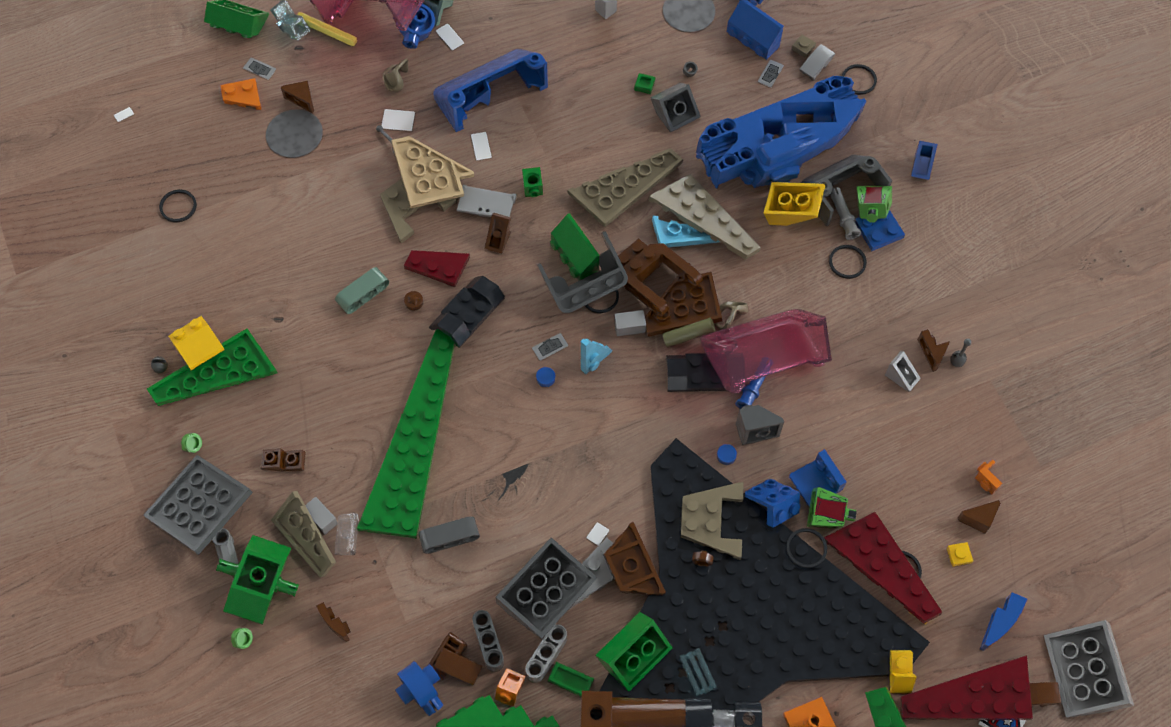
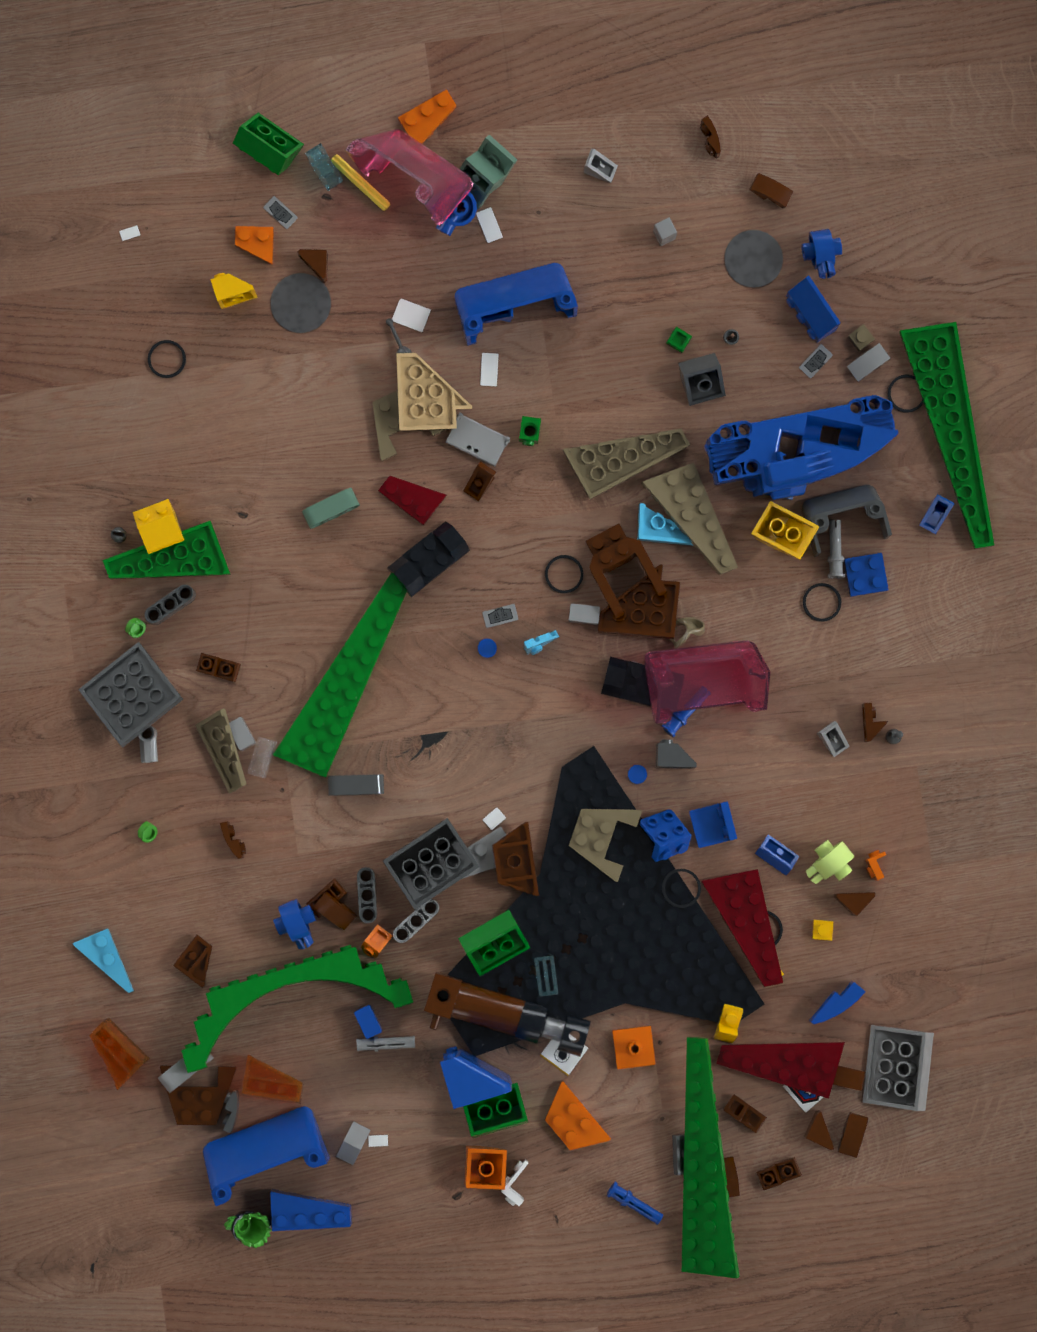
camera: 15 degrees right, 20 degrees up
(218, 421) = (160, 605): none -> dark grey beam
(228, 130) = (231, 290): none -> yellow slope
(252, 597) = (179, 762): green slope -> none
(393, 80) = (415, 268): dark tan piece -> none
(413, 300) = (379, 531): reddish brown tile -> none
(570, 679) = (432, 949): green tile -> none
(574, 248) = (550, 521): green slope -> none
(608, 279) = (555, 568): dark grey windscreen -> none
(688, 332) = (637, 642): olive piece -> none
(702, 558) = (581, 873): reddish brown tile -> none
(828, 509) = (713, 858): torso -> none
(874, 202) = (867, 549): bright green torso -> none
(888, 63) = (942, 382): none -> green wing
(888, 495) = (777, 855): none -> blue slope
(945, 481) = (830, 861): none -> yellowish green piece

